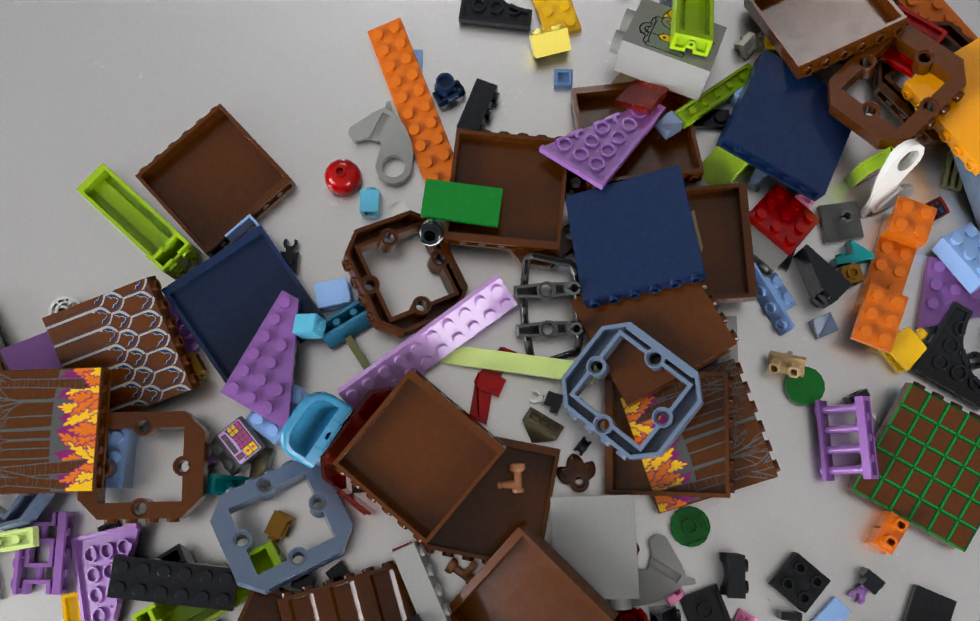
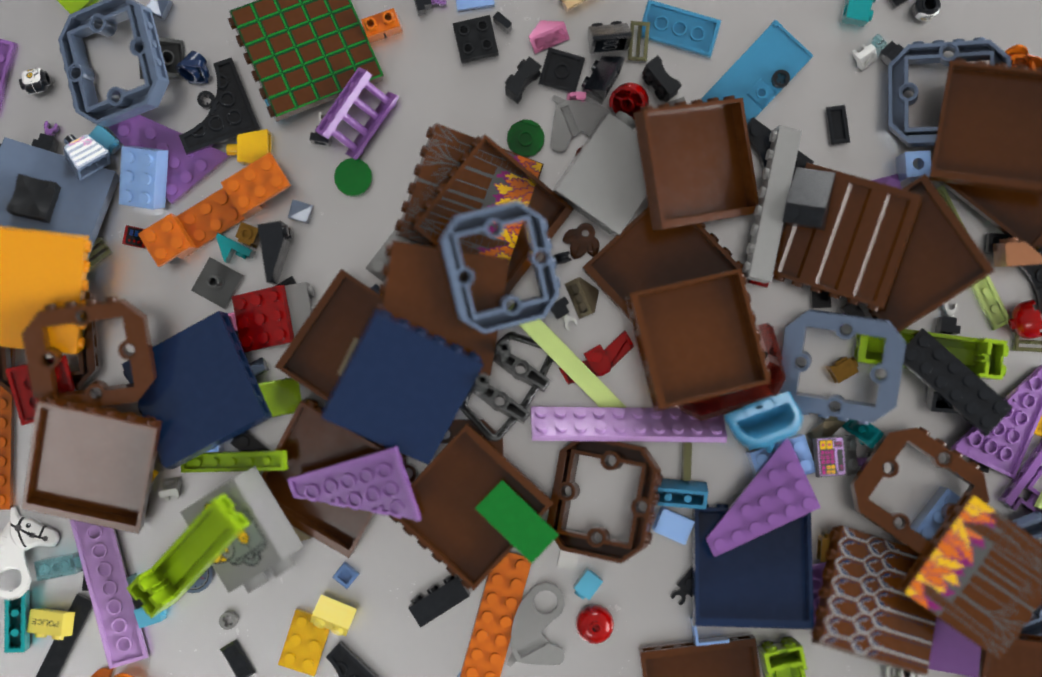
camera: 150 degrees left, 10 degrees up
(309, 326) = (712, 509): medium azure brick -> none
(431, 232) = (559, 515): black head -> none
(447, 89) = (451, 638): dark blue piece -> none
(466, 574) = (723, 227): nougat piece -> none
(516, 484) = (637, 264): nougat piece -> none
(642, 96) = (299, 503): clear red tile -> none
(669, 125) = (296, 462): sand blue slope -> none
(775, 300) = (321, 261): light blue bracket -> none
(786, 363) = (354, 203): tan hips -> none
(867, 168) = (160, 305): lime piece -> none
(886, 186) = (156, 284): white animal -> none

